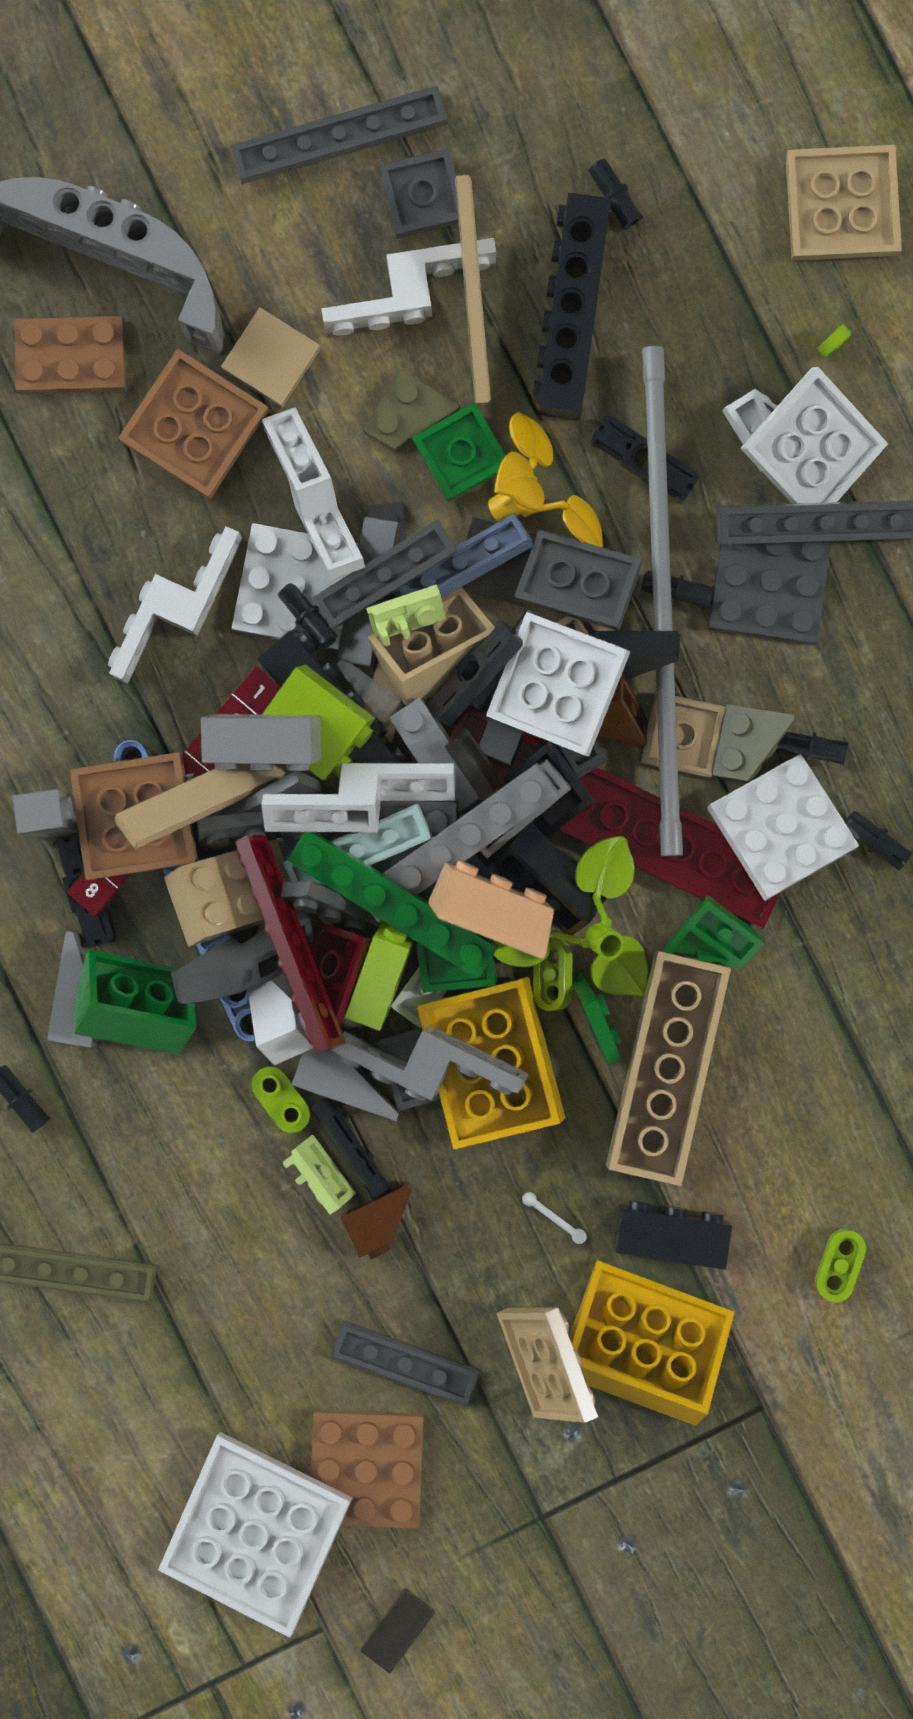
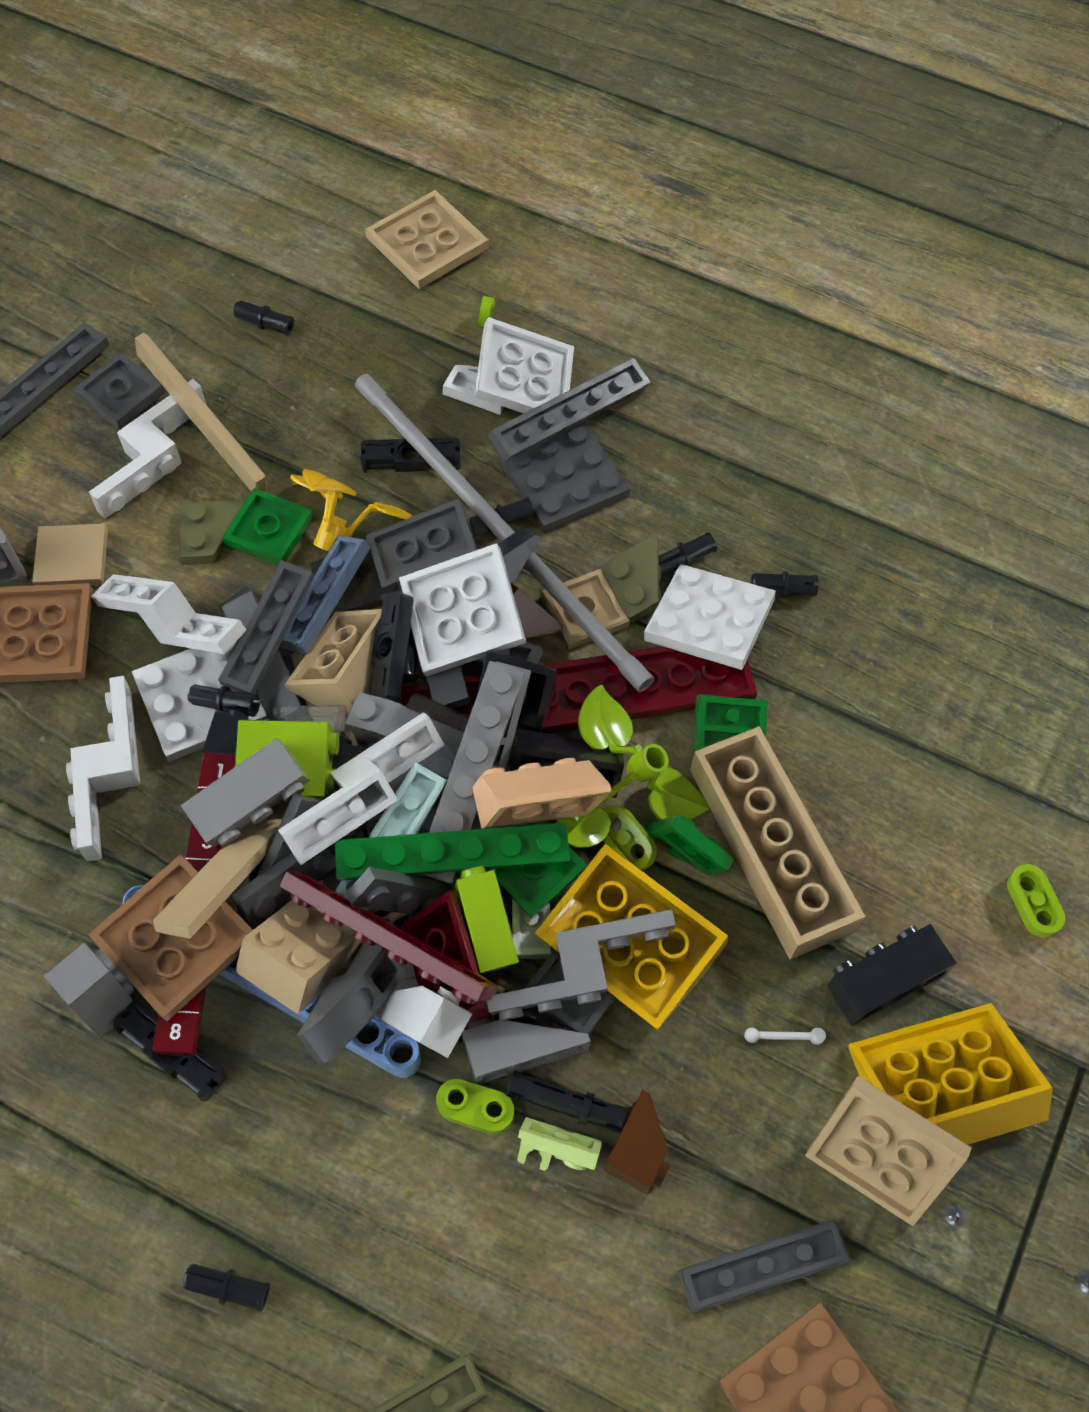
camera: 40 degrees left, 25 degrees down
(62, 1017) = (228, 1156): light grey slope -> none
(131, 1003) = (280, 1107): green slope -> none
(406, 613) = (304, 643): yellowish green plate -> none
(591, 216) = (285, 394): black brick -> none

